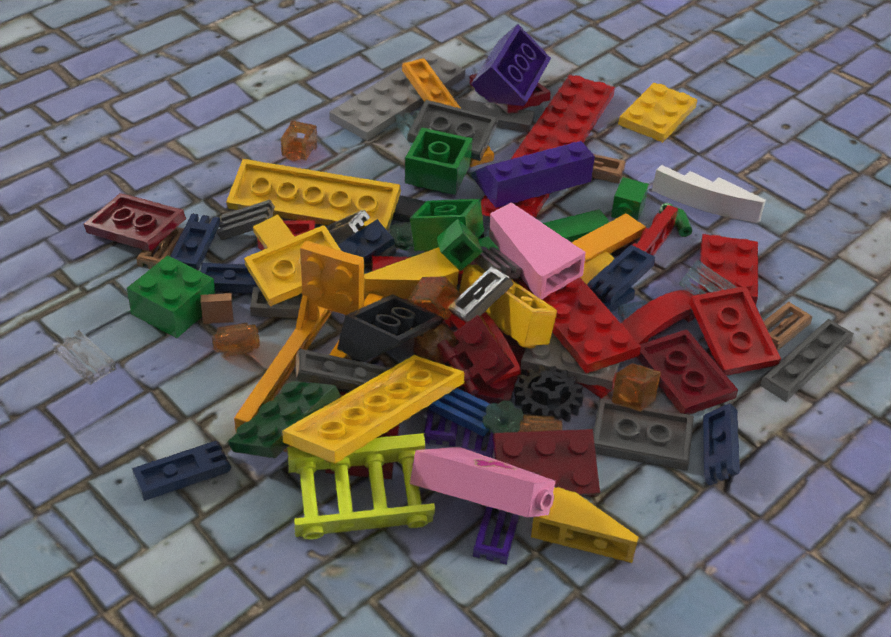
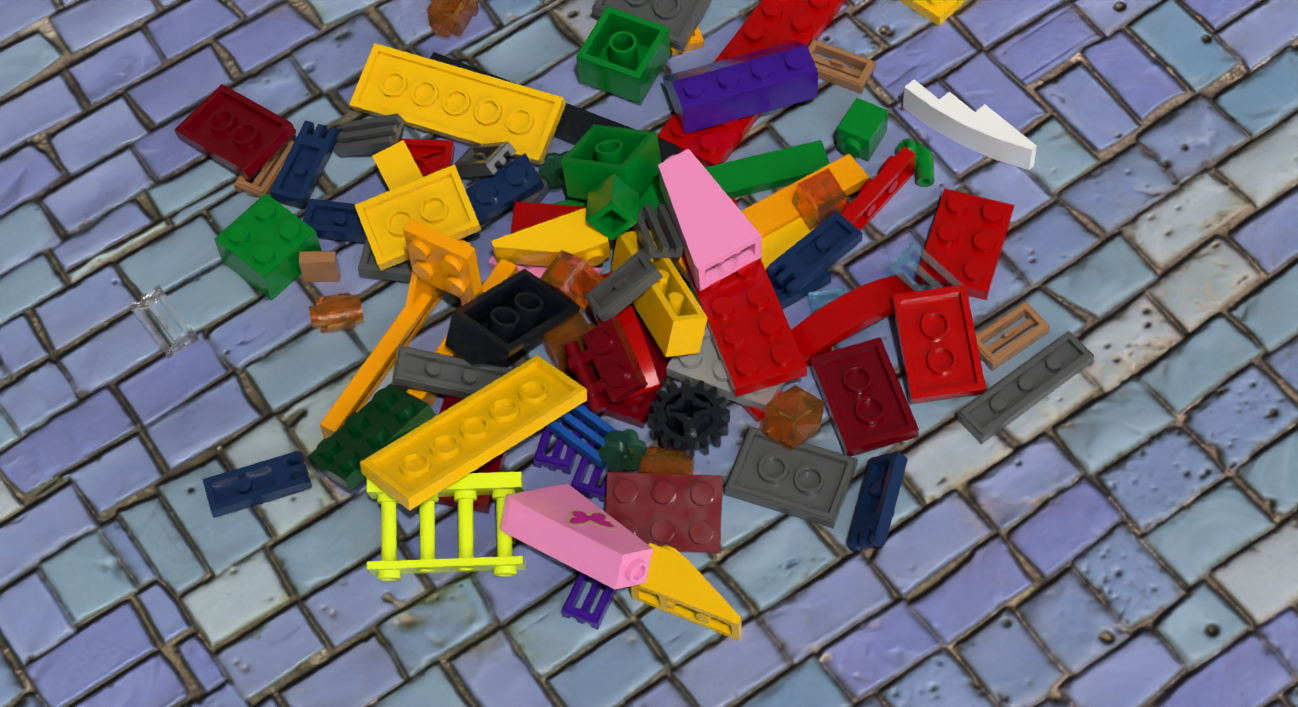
camera: 15 degrees right, 15 degrees up
(616, 235) = (818, 198): none -> clear orange brick

